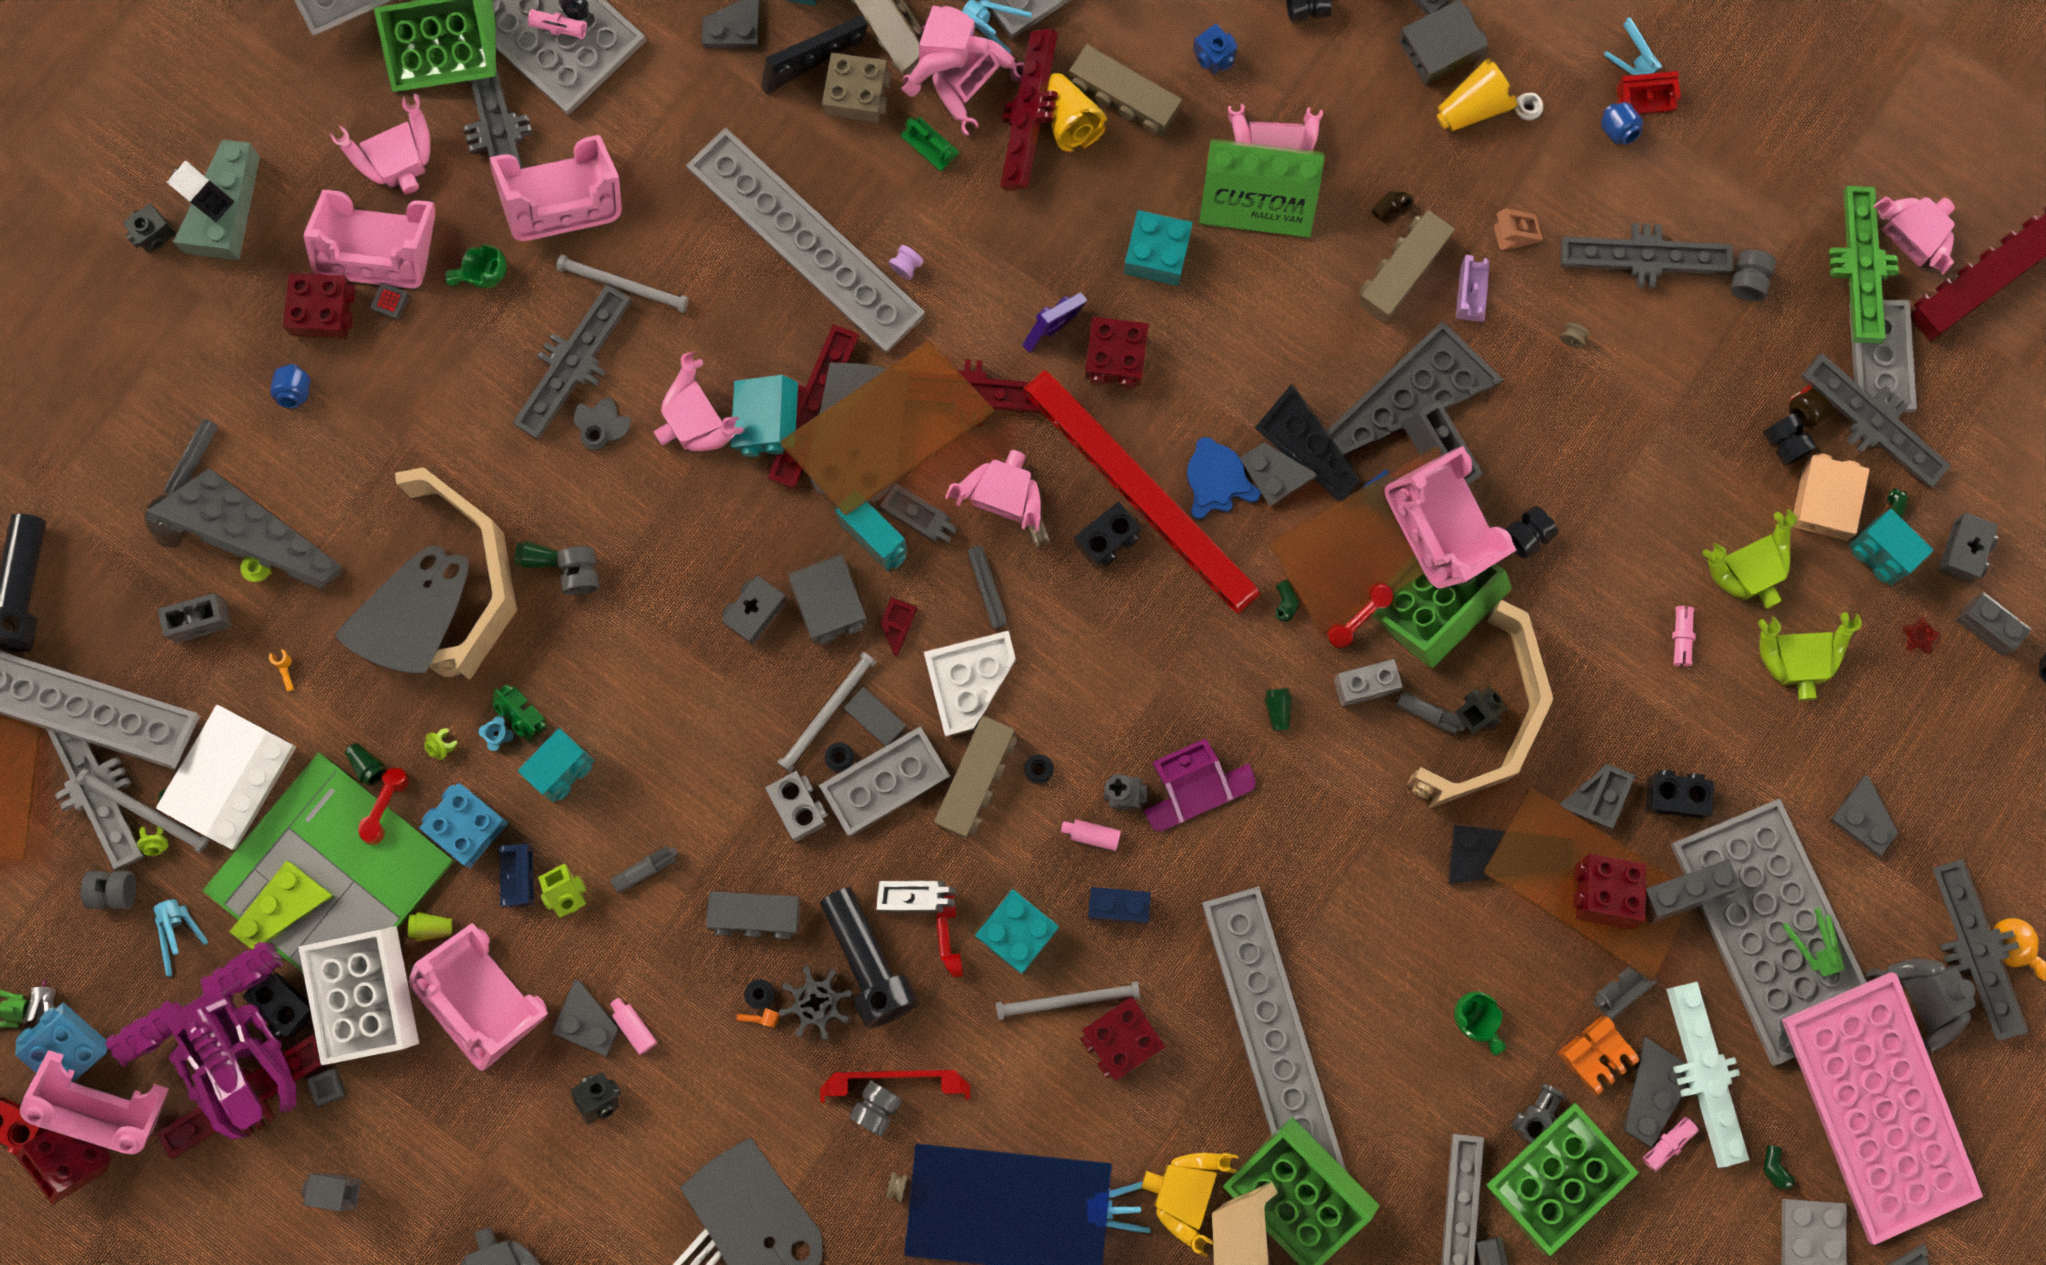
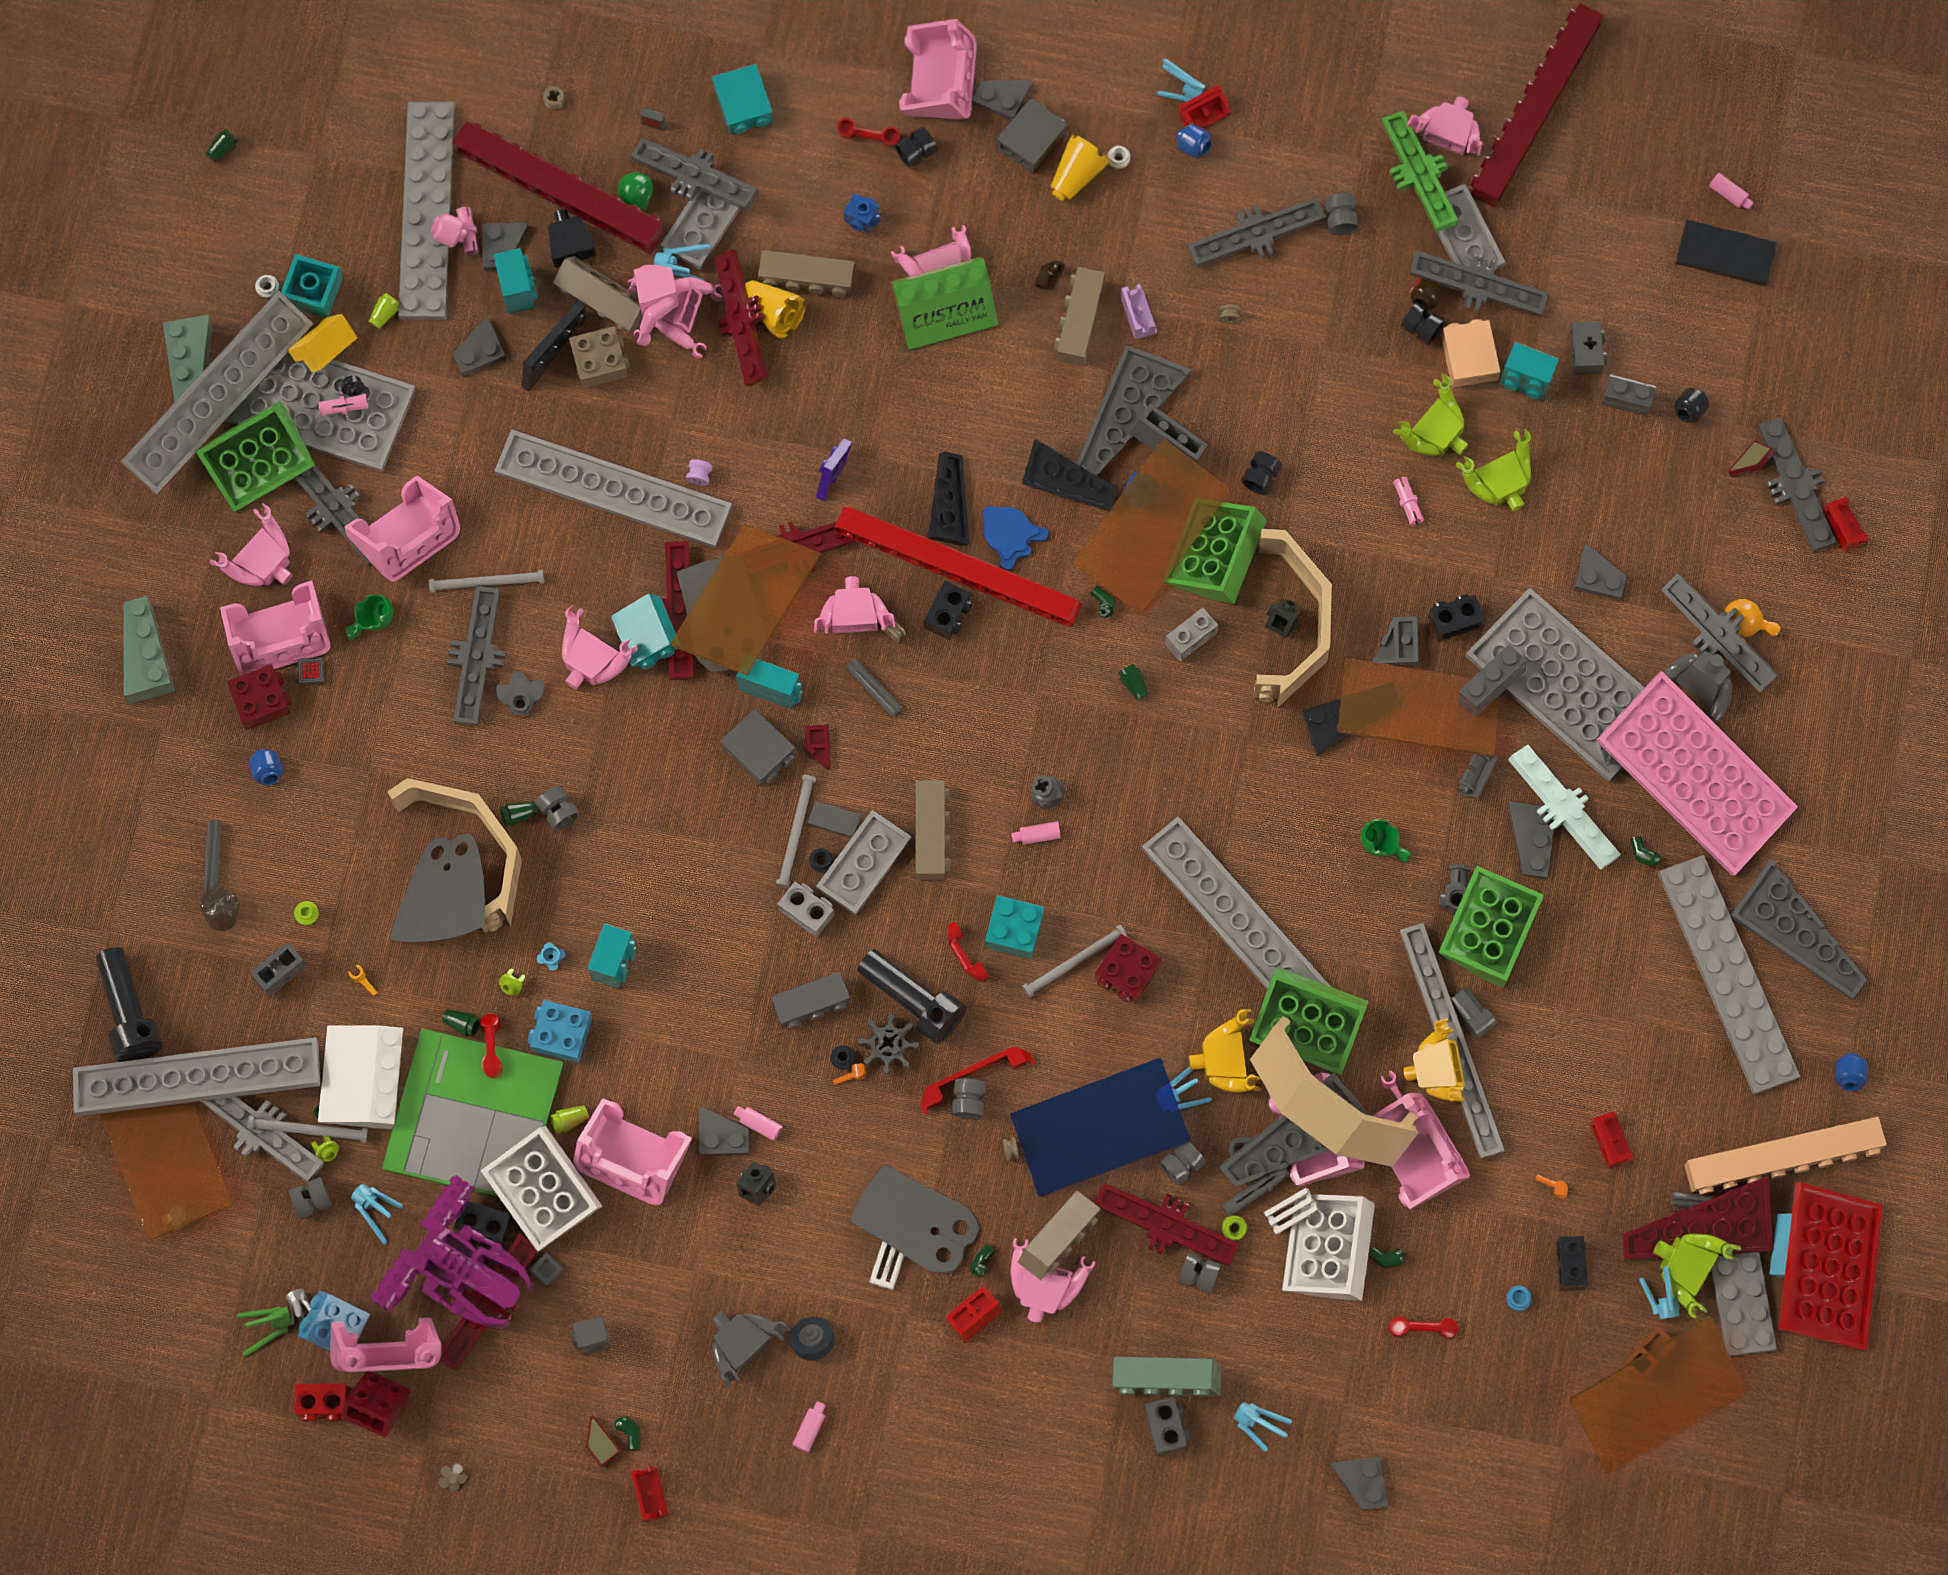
camera: 25 degrees left, 5 degrees down
(148, 229) = (95, 695): pearl dark grey brick -> none
(200, 191) = (134, 645): black brick -> none
(242, 527) = (283, 887): dark grey wing -> none
(280, 904) = (448, 1150): lime wing -> none
(516, 875) = (616, 1052): dark blue hinge -> none
(524, 723) = (550, 931): green hinge -> none
(562, 890) = (659, 1046): lime brick -> none
(644, 868) = (712, 1005): dark grey piece -> none
(750, 624) = (705, 793): dark grey brick -> none
(914, 896) = (926, 934): hinge -> none
(917, 514) = (797, 656): dark grey hinge -> none
(929, 143) = (674, 375): green hinge -> none
(968, 678) = (891, 760): white plate -> none
(1039, 760) = (975, 796): black plate -> none
(1116, 352) = (891, 471): dark red brick -> none
(1119, 905) = (1081, 875): dark blue brick -> none
(1157, 247) = (887, 380): teal brick -> none
(1163, 417) = (949, 504): none -> black wing
(1195, 785) = (1097, 764): magenta plate -> none
(1275, 473) = (1052, 510): dark grey wing -> none
(1380, 597) = (1156, 608): red bar -> none
(1437, 716) = (1250, 637): dark grey piece -> none
(1445, 521) = (1194, 489): bright pink windscreen -> none
(1516, 229) = (1150, 253): nougat slope -> none
(1597, 1040) = (1469, 833): orange legs -> none
(1610, 891) = (1434, 704): dark red brick -> none
(1670, 1144) = (1560, 869): bright pink pin -> none
(1828, 959) = (1613, 686): bright green plant -> none
(1899, 501) = (1522, 334): dark green arm -> none
(1927, 632) = (1585, 422): clear red plate -> none

